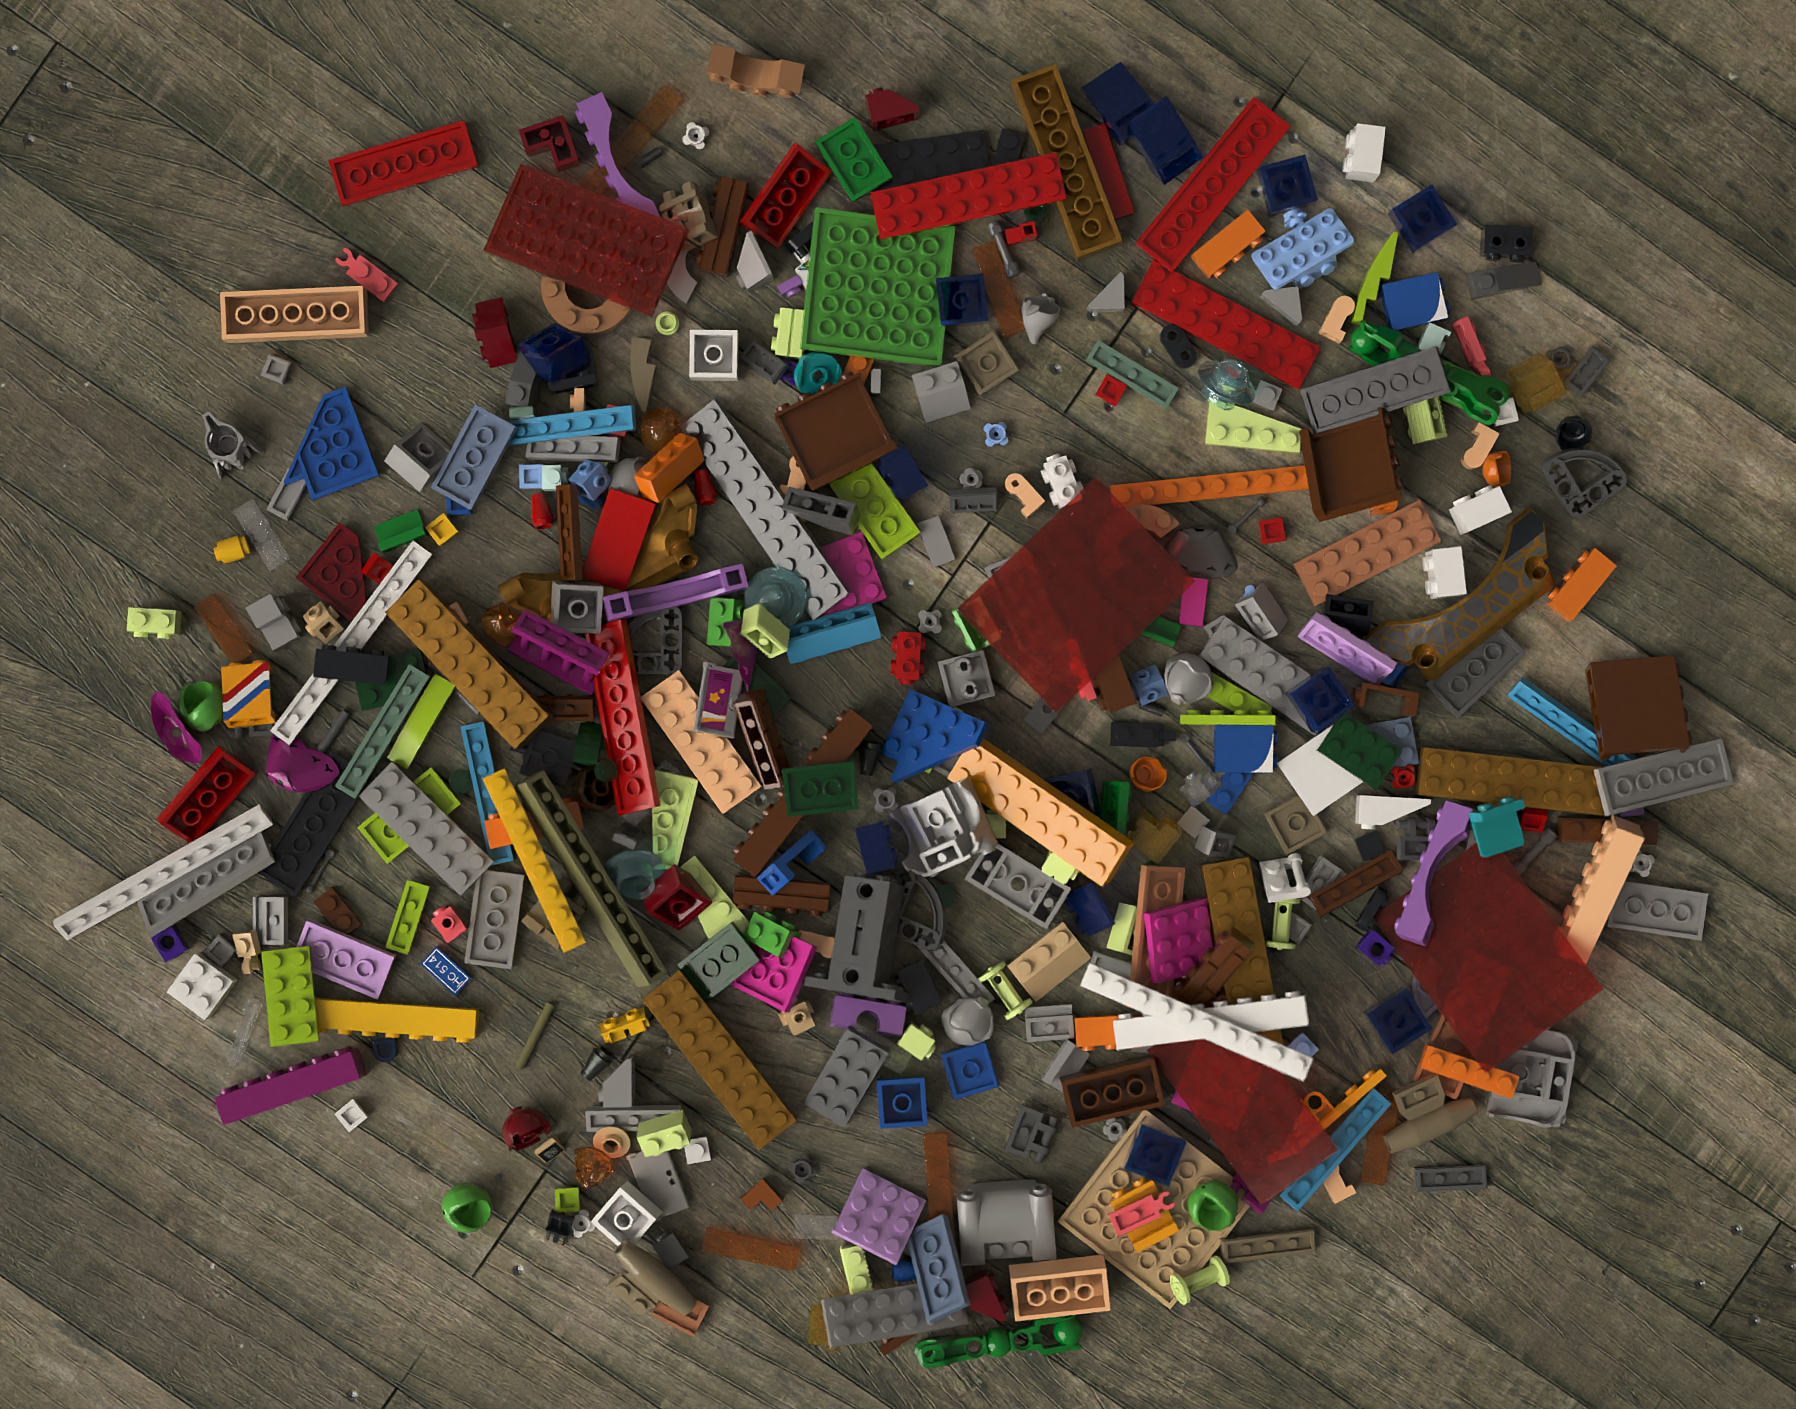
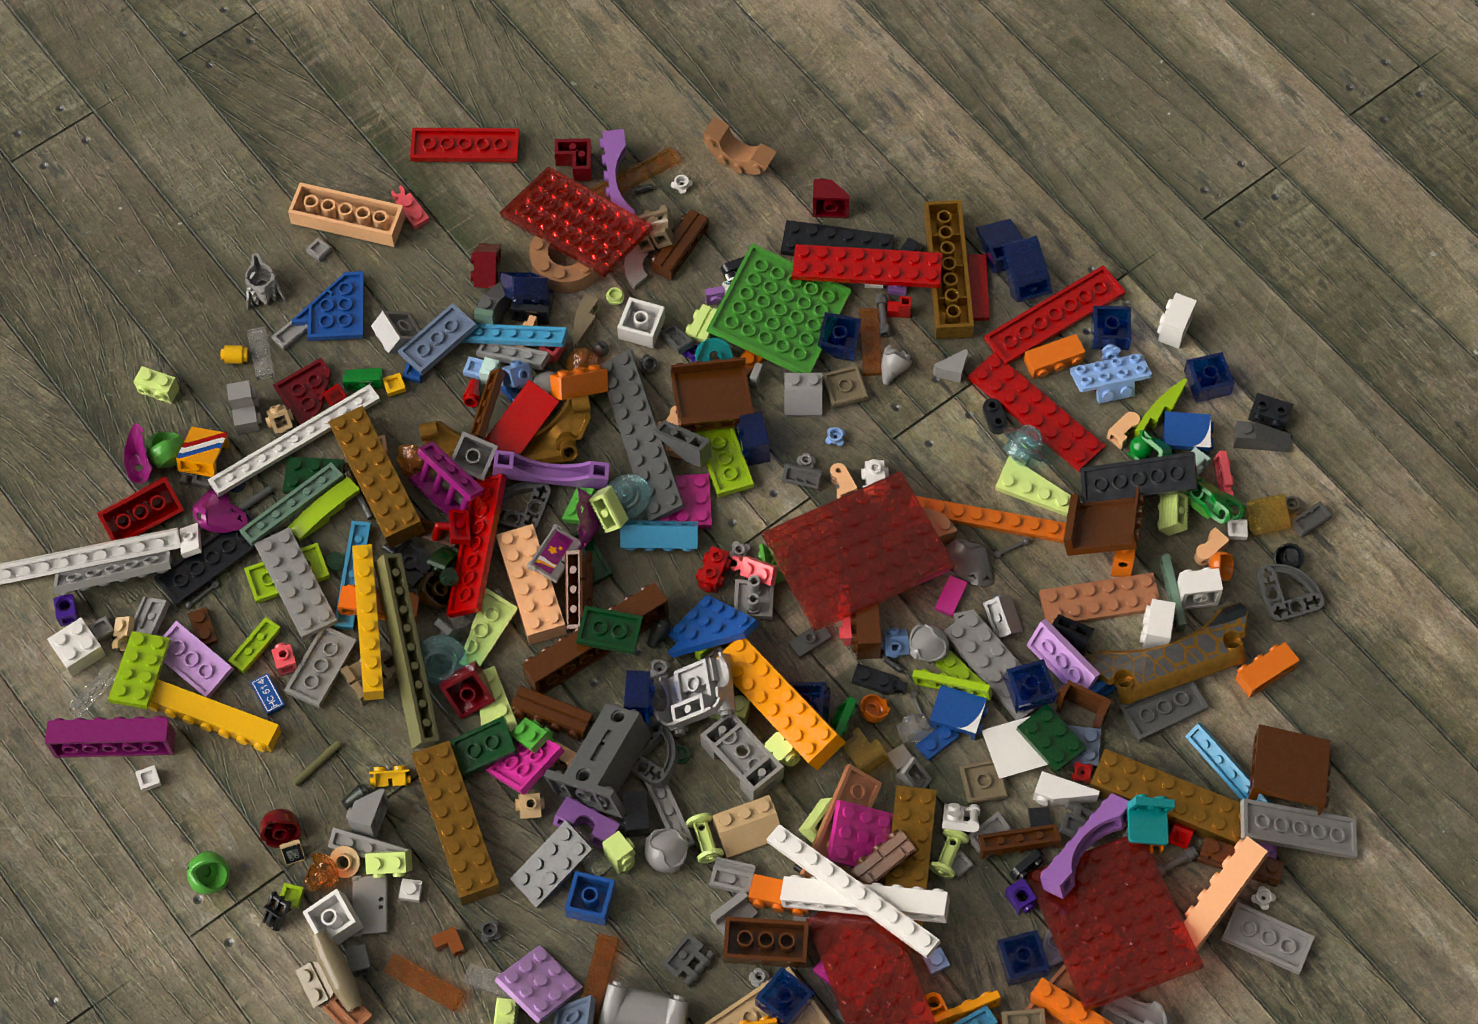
camera: 25 degrees right, 25 degrees down
(223, 629) = (204, 406): clear orange tile -> none
(280, 812) = (190, 540): none -> white plate
(351, 665) = (287, 450): black brick -> none
(385, 1049) = (196, 738): dark blue tile -> none
(587, 1225) = (295, 913): white plate -> none
(592, 701) = (458, 527): none -> red plate
(673, 405) = (599, 350): none -> dark grey hinge
(704, 489) = (600, 413): red cone -> none
(739, 406) = (651, 366): none -> dark grey plate
(752, 265) = (691, 272): light grey slope -> none
(779, 874) = (568, 679): blue panel -> none
(785, 196) = (731, 234): red brick -> none
(853, 159) = (790, 223): green plate -> none
(936, 541) = (763, 498): light grey tile -> none
(958, 645) = (751, 566): none -> coral plate
(969, 1070) = (655, 893): blue plate -> none
(1036, 214) = (917, 296): clear green plate -> none
(1089, 909) = (794, 794): clear blue slope -> none
(1110, 390) = (933, 430): red plate -> none
(1132, 374) = (953, 424): sand green plate -> none
(1162, 631) = (914, 606): green panel -> none
(1267, 395) = (1053, 468): light grey plate -> none
(1271, 531) = (1028, 562): red plate -> none
(1285, 301) = (1085, 405): light grey slope -> none
(1449, 519) = (1172, 592): none -> sand green tile

